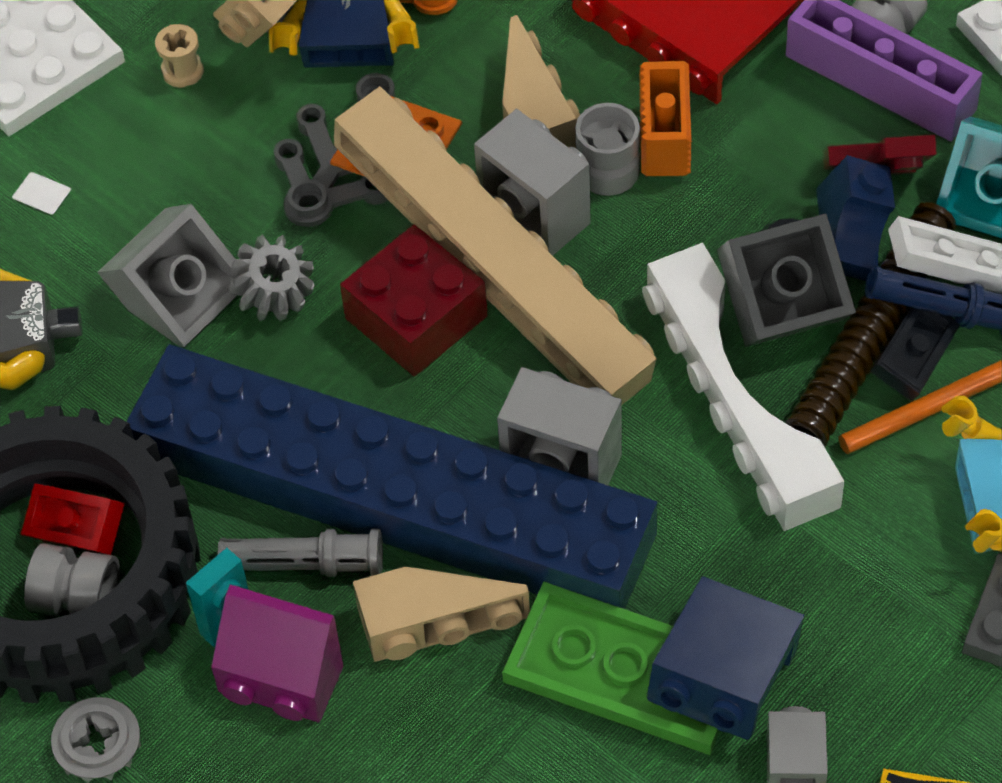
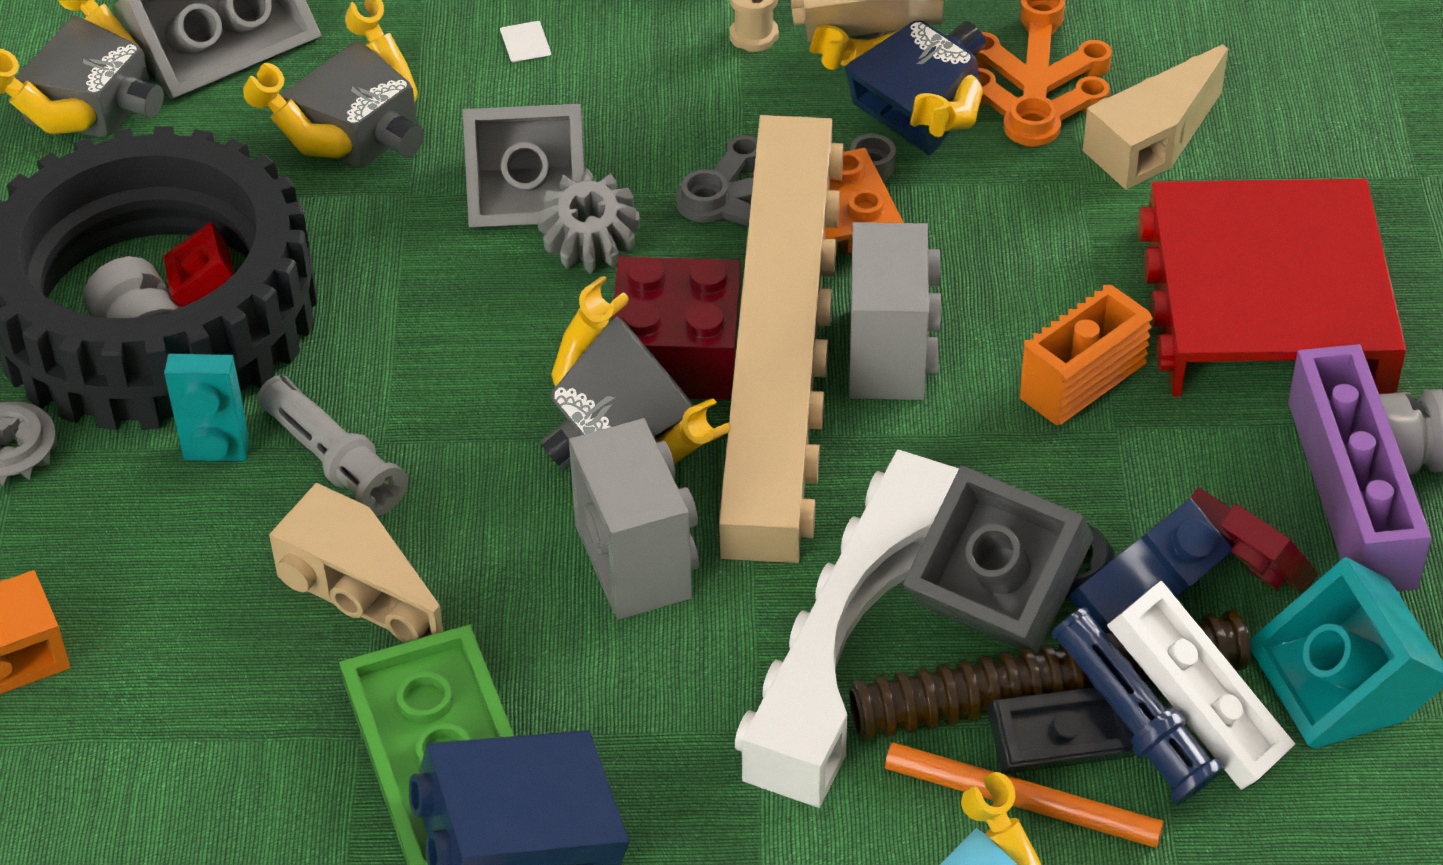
camera: 45 degrees right, 10 degrees down
(276, 655) = (187, 491): magenta slope -> none
(390, 474) = (473, 460): dark blue brick -> none
(459, 367) = (613, 379): none -> torso
(536, 87) = (992, 254): tan slope -> none
(611, 143) = (993, 337): light grey wheel -> none

